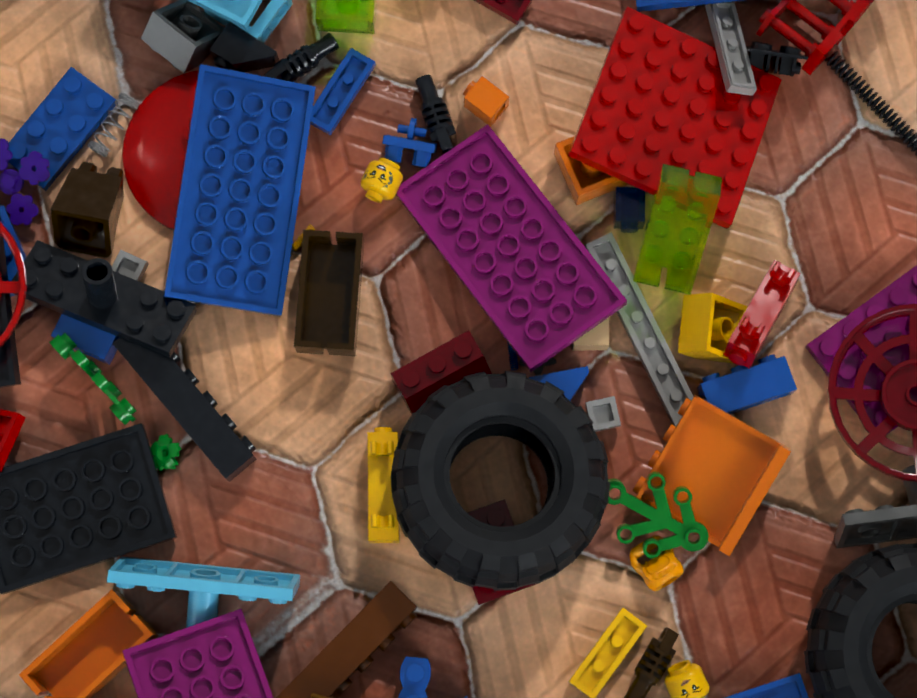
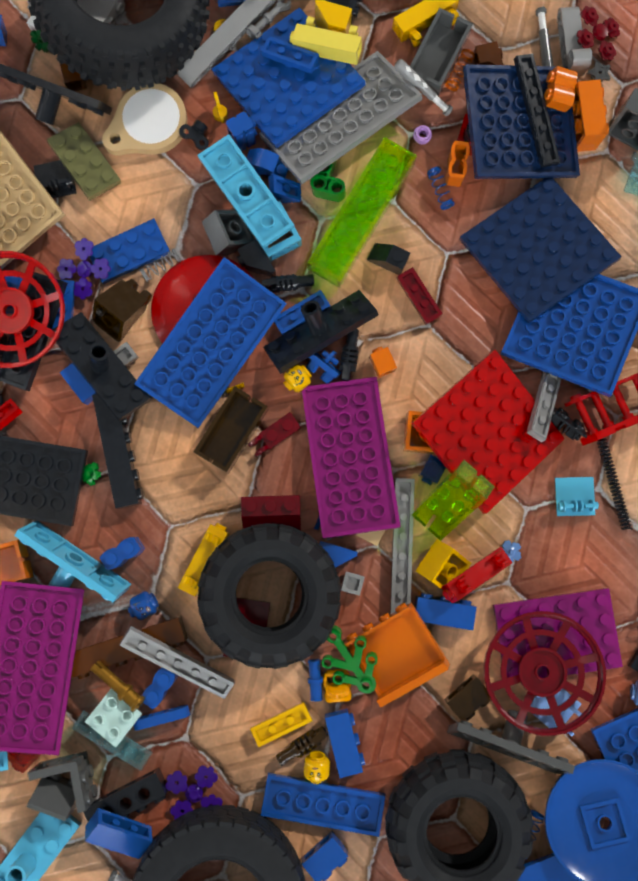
camera: 25 degrees right, 5 degrees up
(122, 409) = (75, 422): green plant -> none
(262, 543) = (118, 556): none -> blue brick
(333, 592) = (143, 605): none -> blue head
(378, 100) = (319, 329): none -> black plate
(391, 269) = (276, 433): none -> dark red hinge
(421, 640) = (177, 662): none -> light grey plate
(622, 570) = (315, 680): none -> blue pin
(706, 632) = (344, 742): none -> blue brick
(791, 260) = (512, 550): none -> medium blue plant
(836, 147) = (575, 496): none -> medium azure hinge
(839, 484) = (468, 698): none -> dark brown brick

